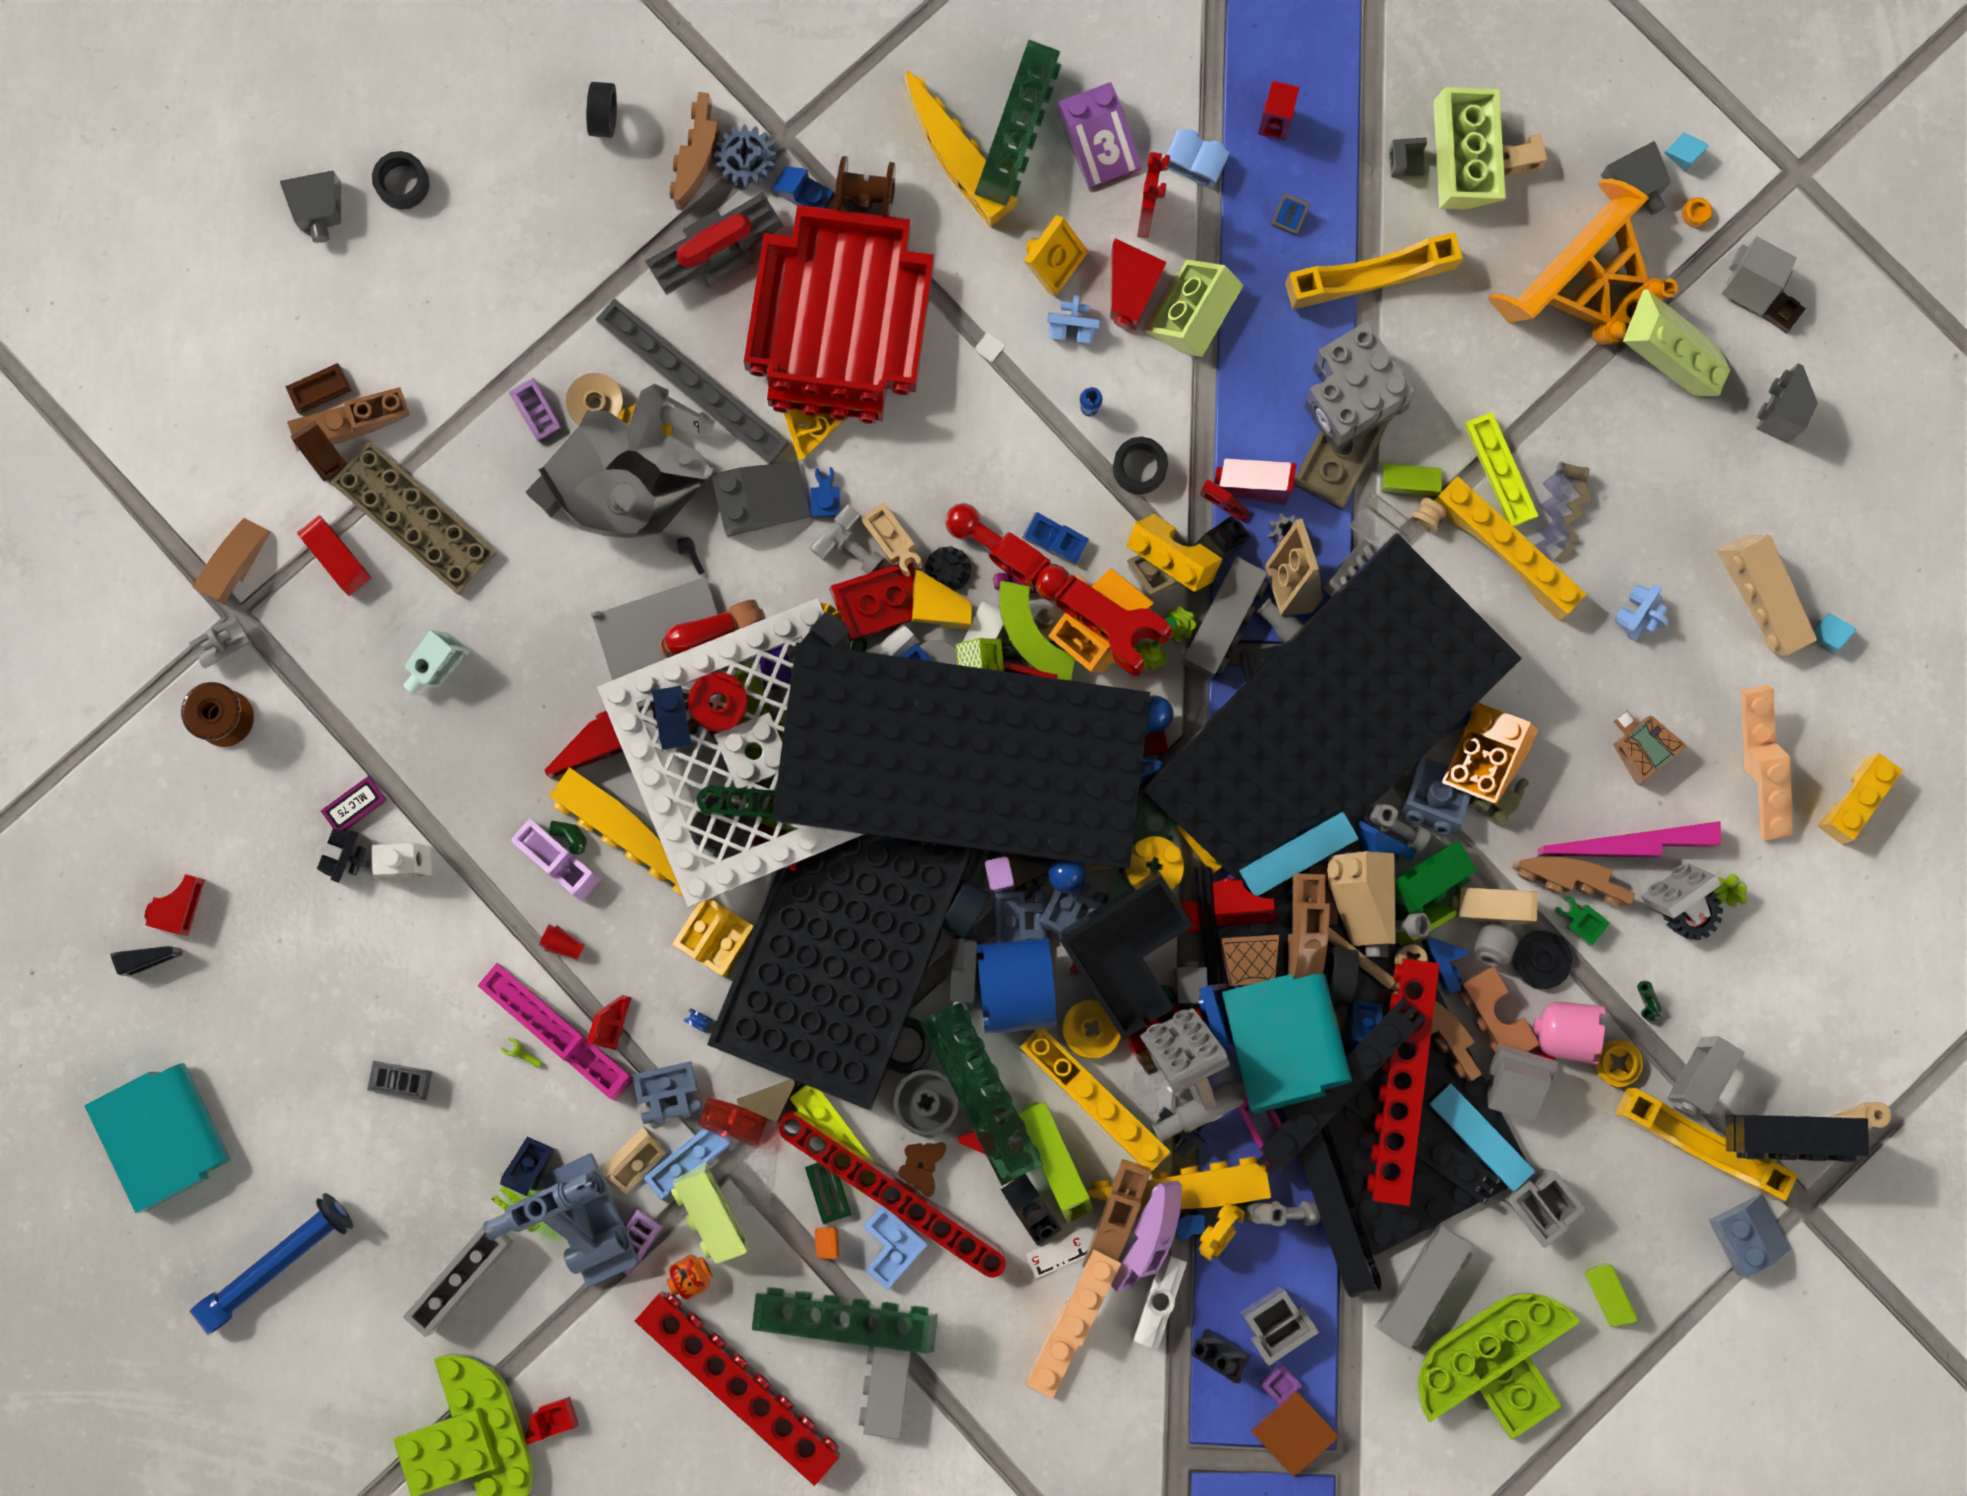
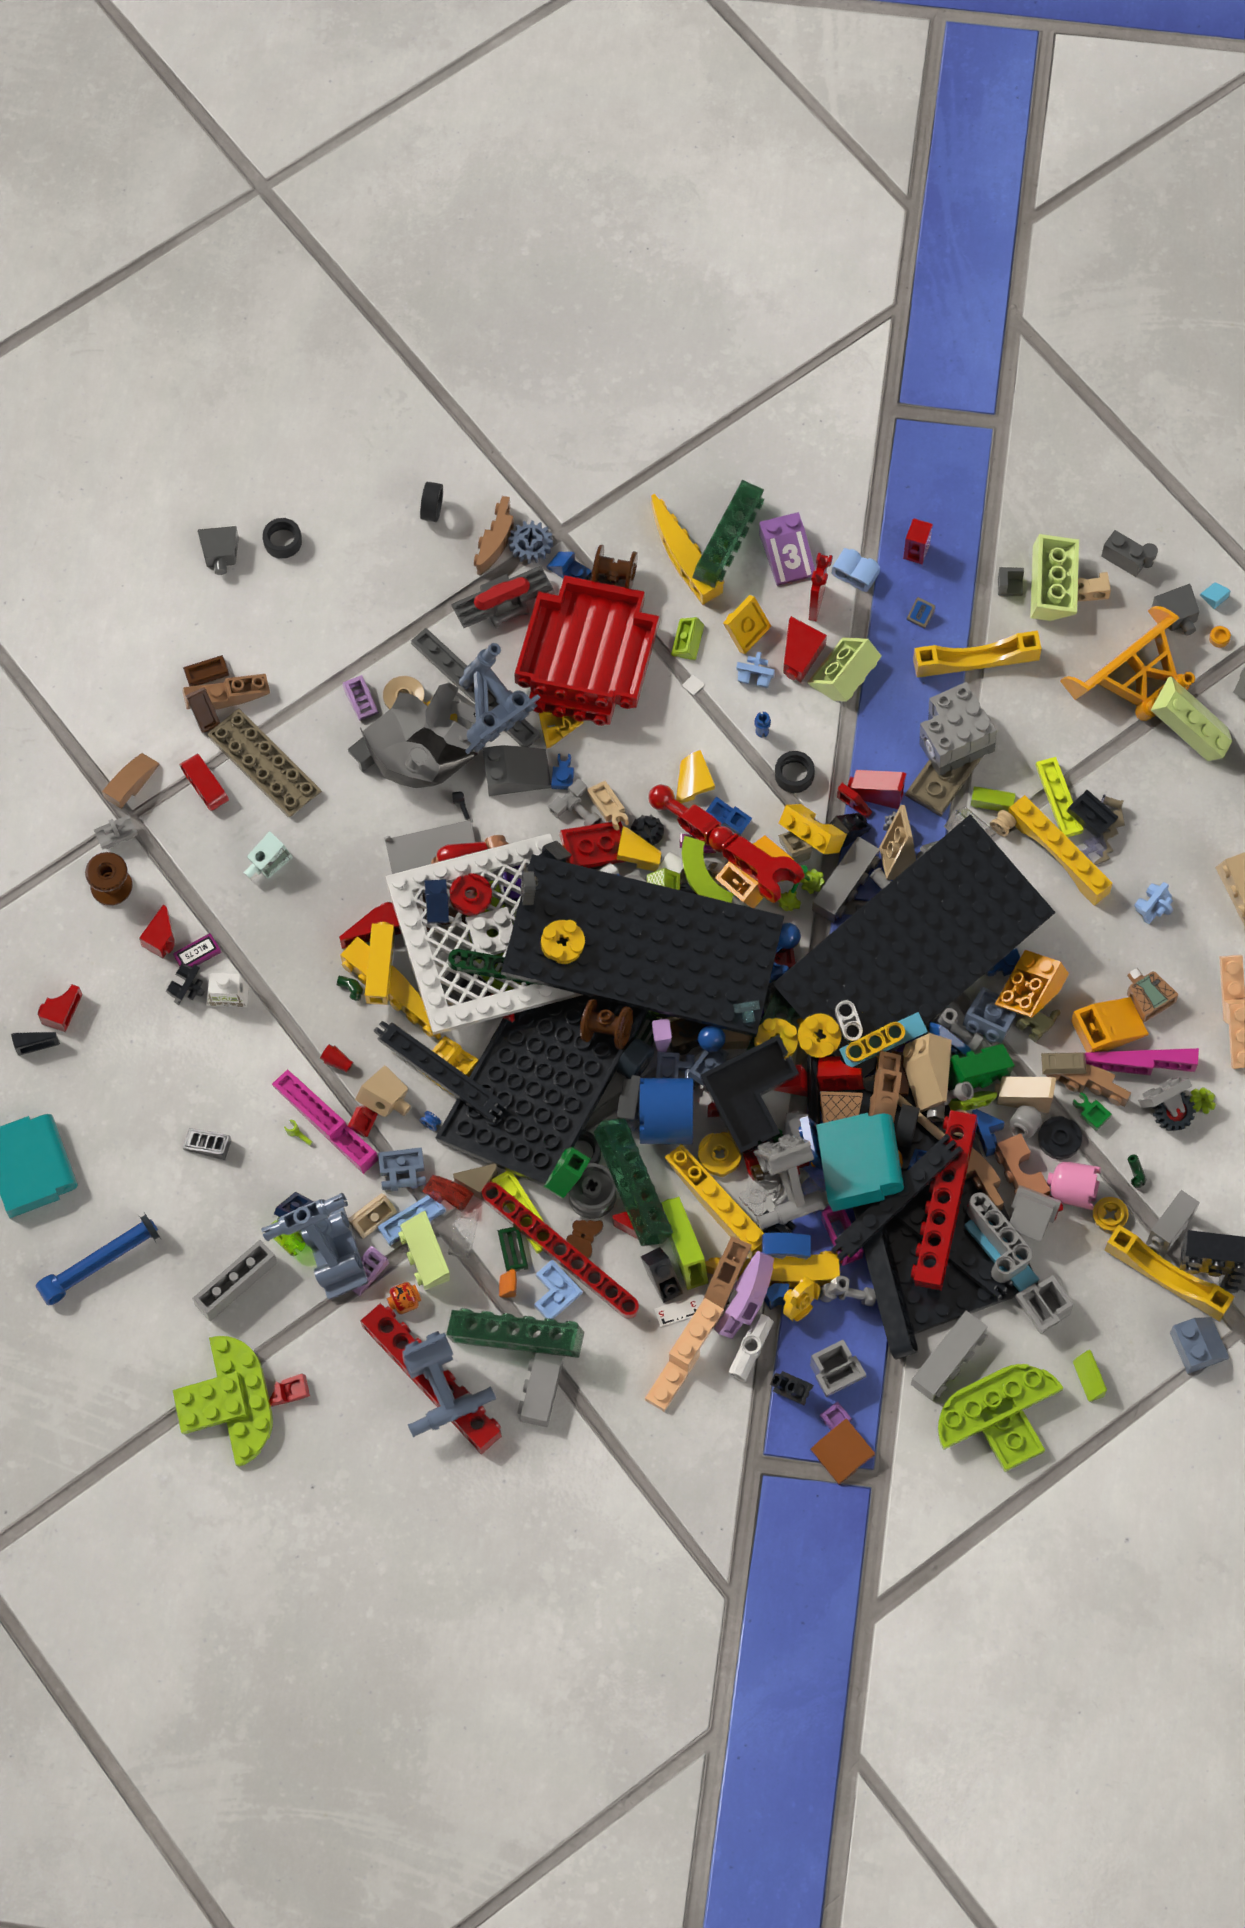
camera: 10 degrees right, 15 degrees down
(299, 784) = (159, 935): none -> red slope
(555, 859) = (339, 1002): lavender slope -> none
(604, 807) = (379, 963): none -> yellow brick
(631, 991) = (384, 1093): none -> tan torso
(703, 953) = (440, 1071): none -> black hinge
(734, 1388) = (428, 1360): none -> sand blue plate
(743, 413) = (511, 705): none -> sand blue plate
(796, 702) = (528, 887): none -> dark grey piece
(859, 754) = (558, 952): none -> yellow plate
(891, 1093) = (567, 1172): none -> green slope
(923, 875) = (606, 1023): none -> reddish brown hose
(975, 279) = (688, 638): none -> lime slope
(1003, 487) = (693, 778): none -> yellow slope
(1114, 840) = (747, 1010): none -> clear light blue tile
(1196, 1161) = (786, 1244): none -> blue slope
(1201, 843) = (830, 1029): none -> yellow plate
(1253, 834) = (852, 1019): none -> white beam
(1305, 863) = (883, 1034): none -> yellow beam
(1475, 1121) = (981, 1211): none -> light grey beam
(1542, 861) = (1063, 1063): none -> dark tan tile
(1549, 493) = (1092, 814): none -> black plate
(1566, 102) = (1128, 553): none -> dark grey hinge
(1595, 797) = (1108, 1025): none -> light orange slope

